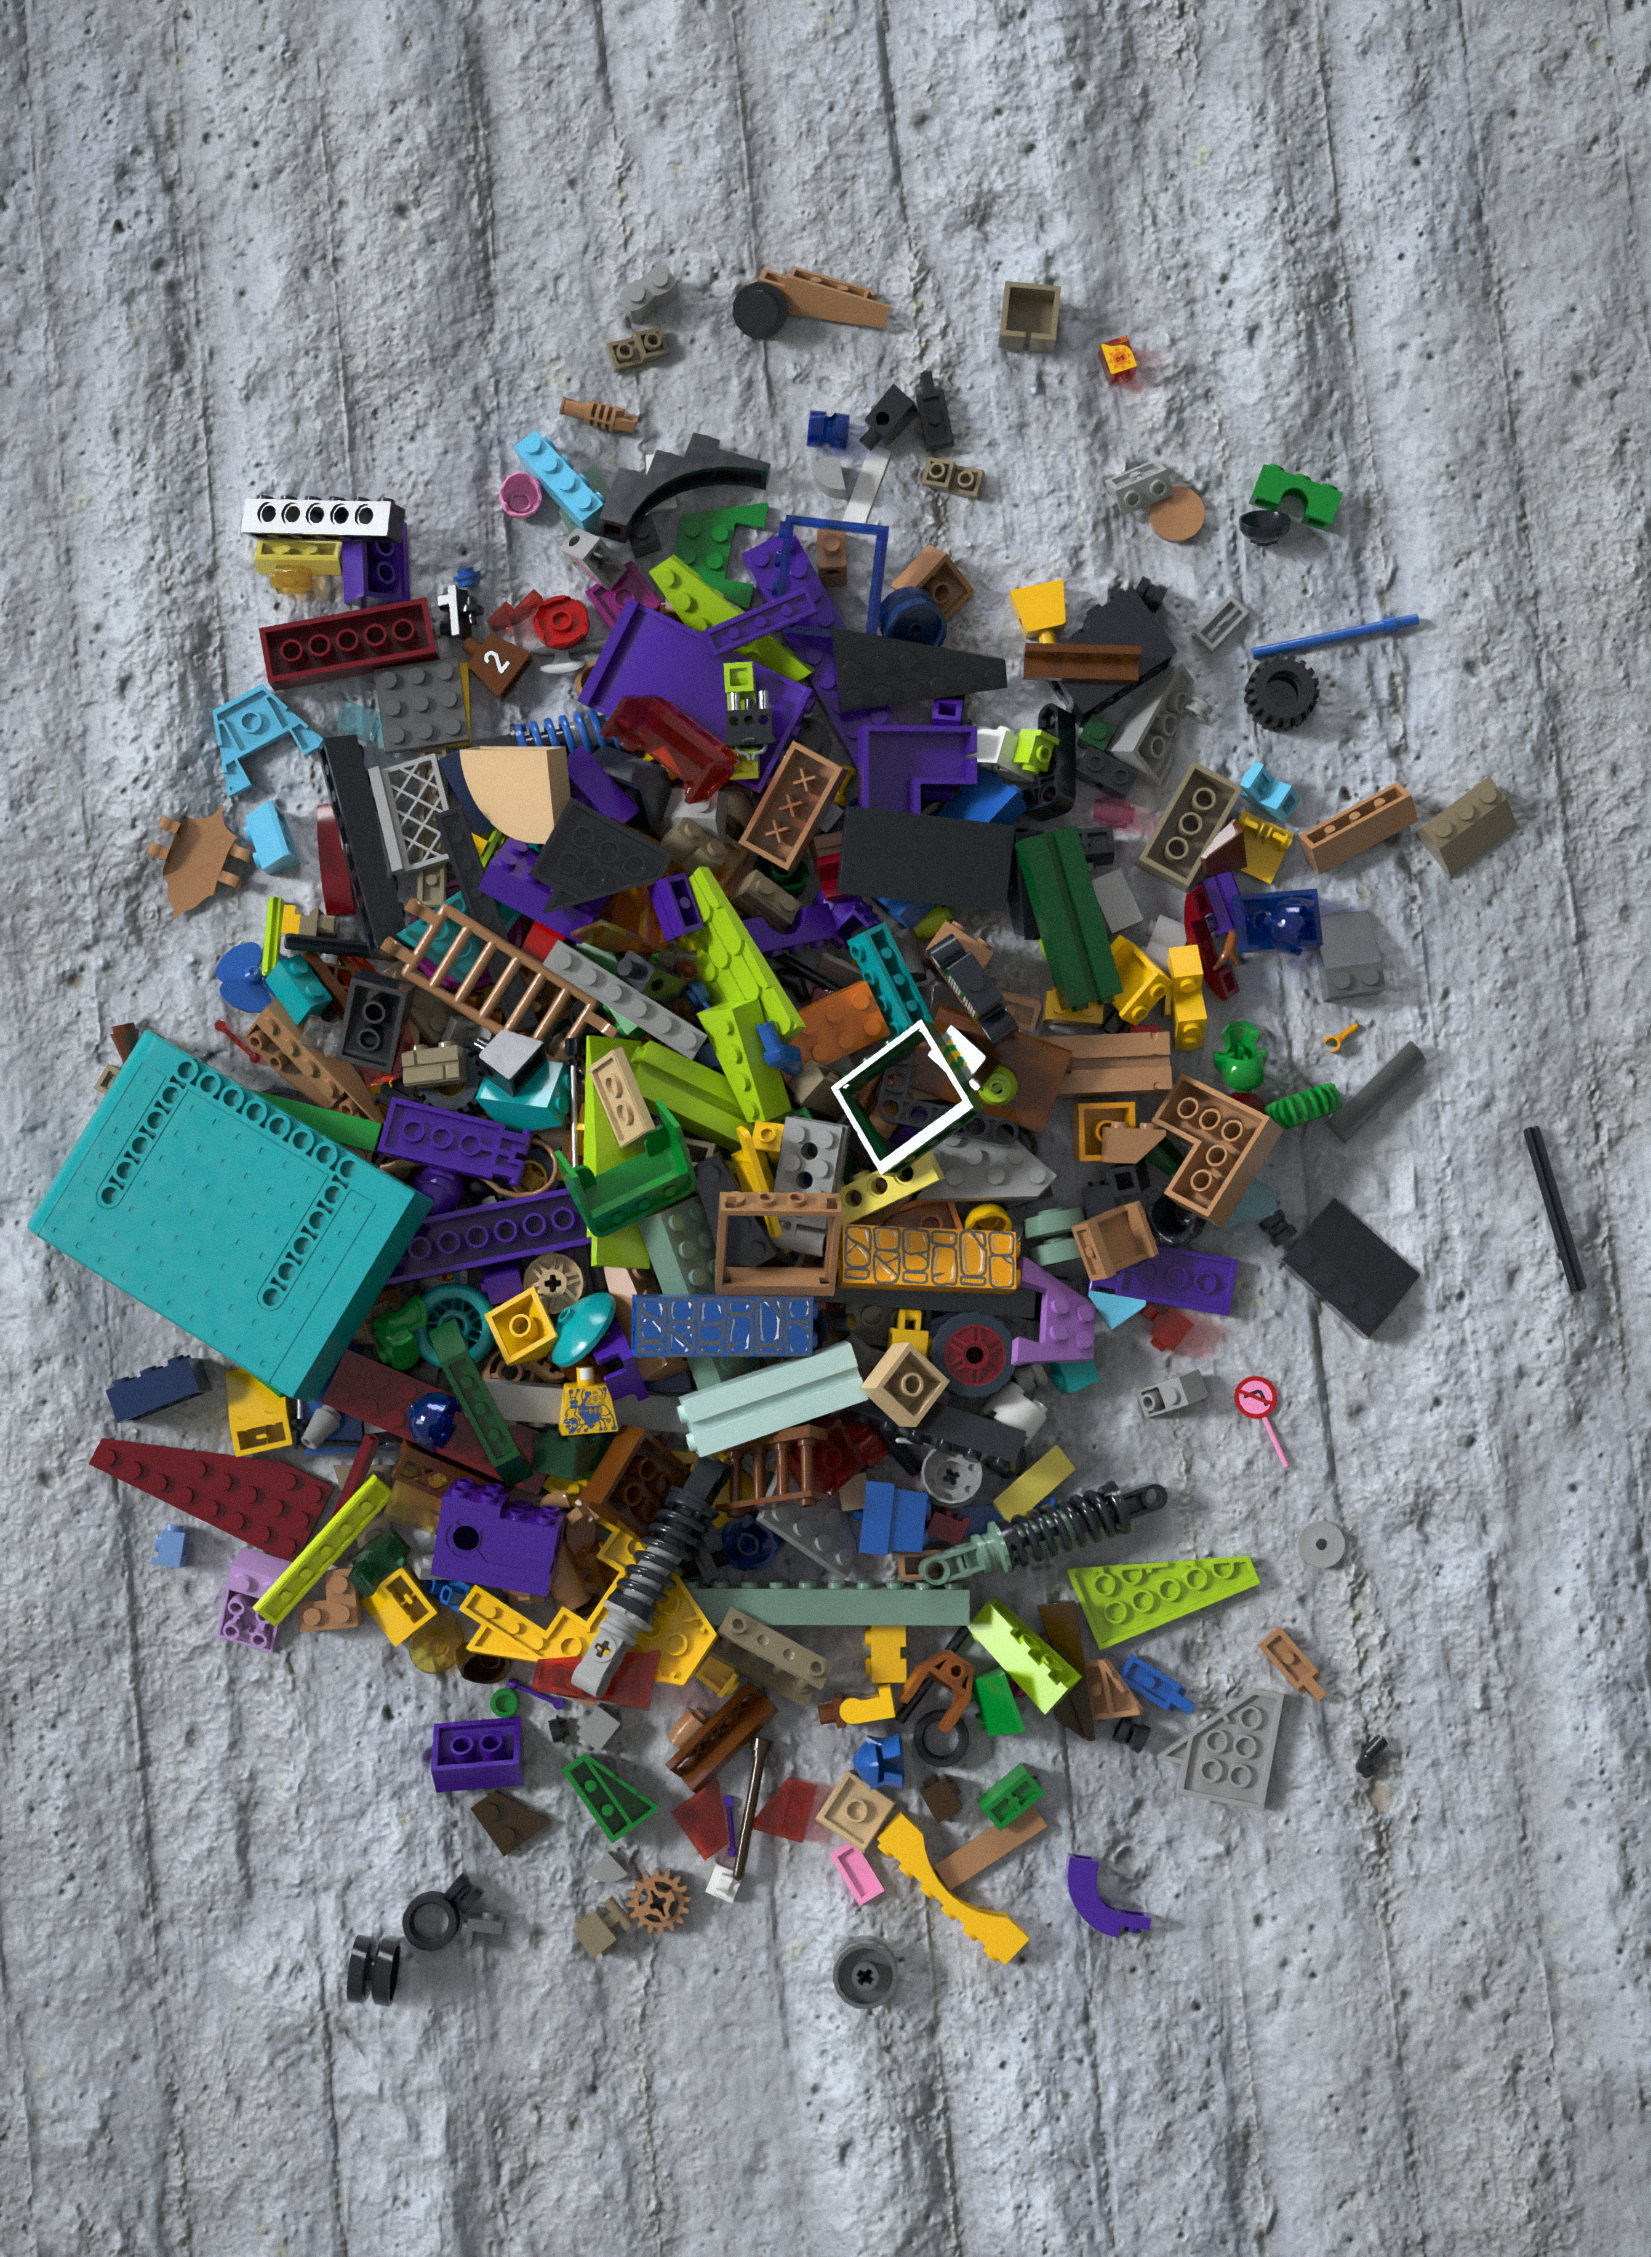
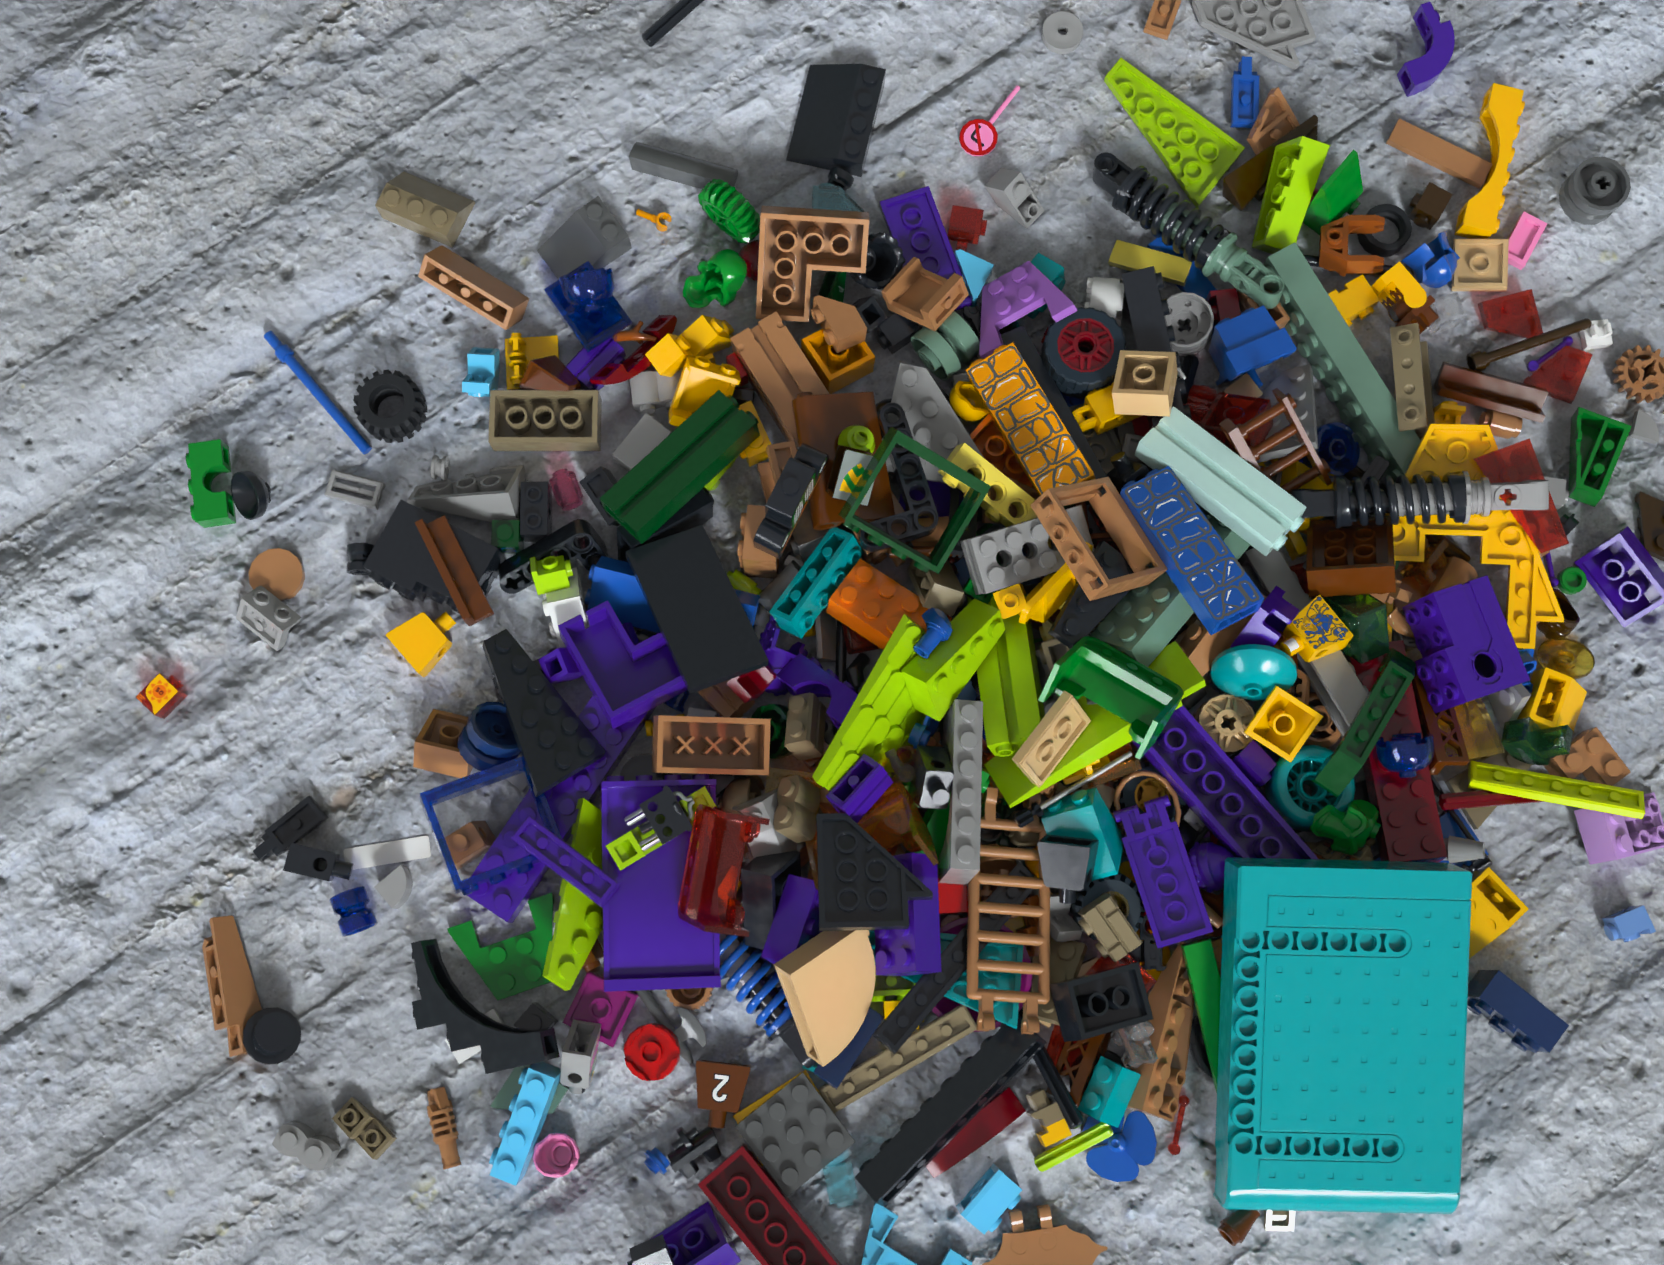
camera: 125 degrees left, 5 degrees down
(243, 1496) = (1545, 870): dark red wing -> none
(390, 818) = (910, 1102): light grey fence -> none
(508, 616) = (671, 1104): clear red slope -> none
(953, 479) = (341, 781): dark tan slope -> none
(1010, 1797) = (1395, 155): green hinge -> none
(1029, 316) = (159, 790): dark tan piece -> none
(1131, 1734) = (1292, 90): black wheel -> none

